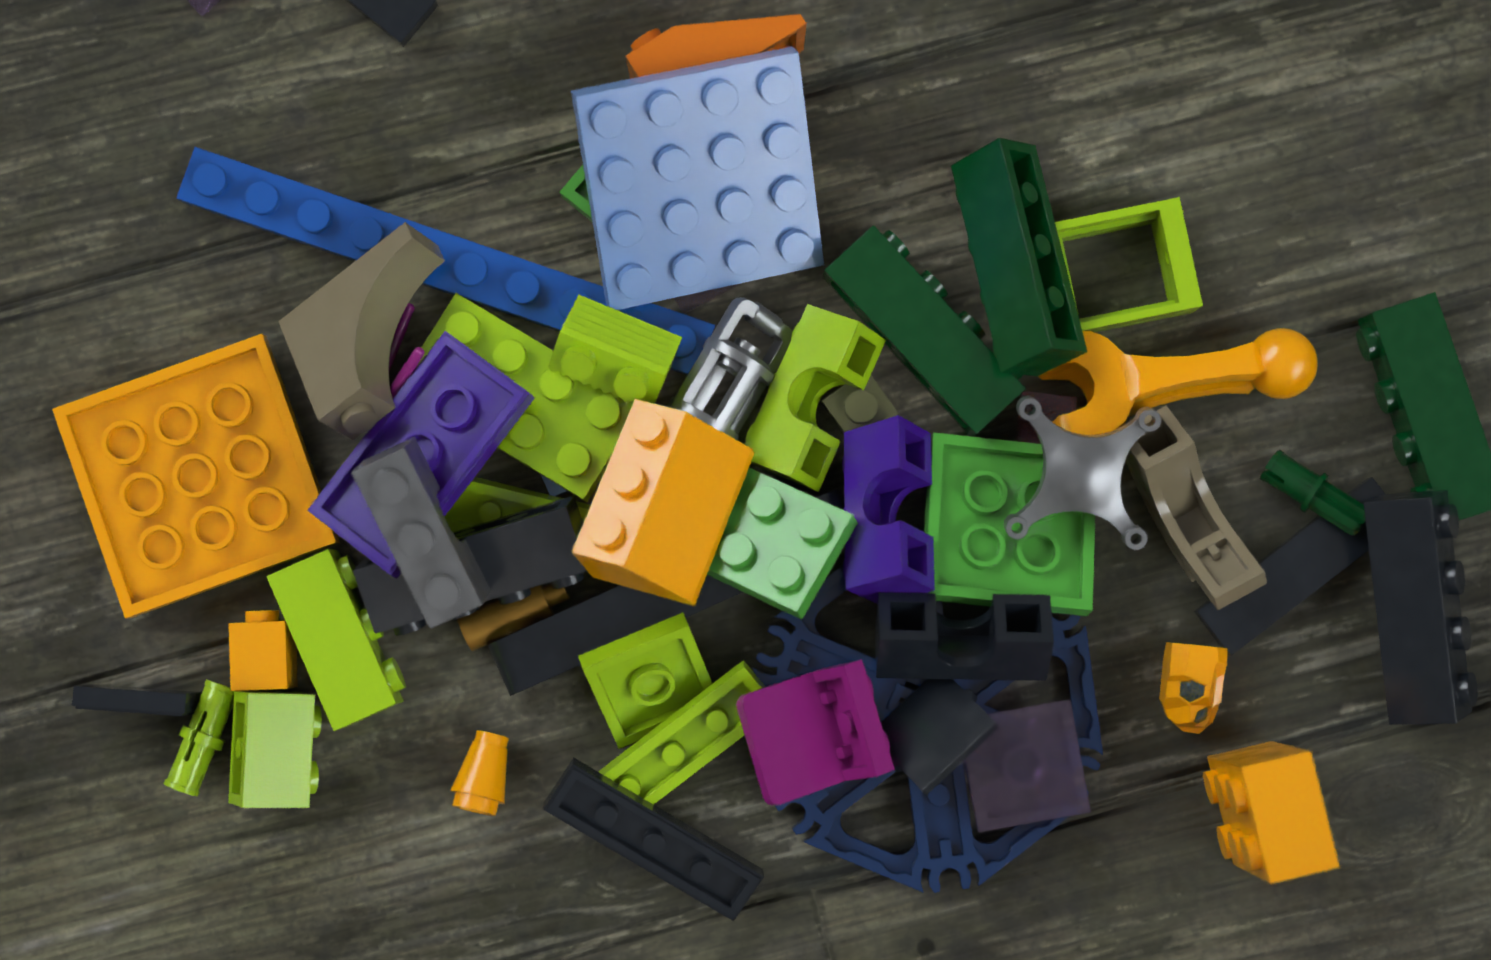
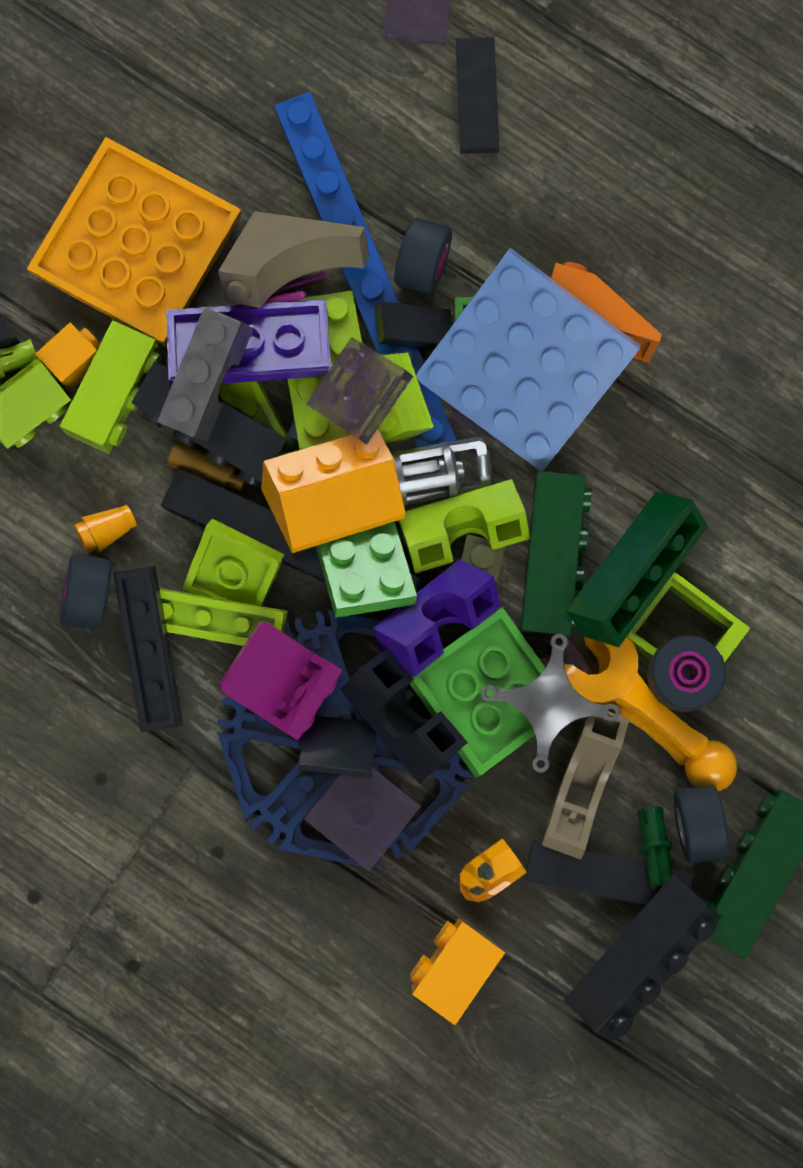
camera: 50 degrees right, 5 degrees down
(485, 185) = (423, 255): none -> black wheel
(536, 854) = (85, 592): none -> black wheel
(551, 262) = (411, 324): none -> black tile
(582, 384) = (359, 390): none -> plate
(1155, 317) = (673, 679): none -> black wheel
(1334, 426) = (701, 823): none -> black wheel

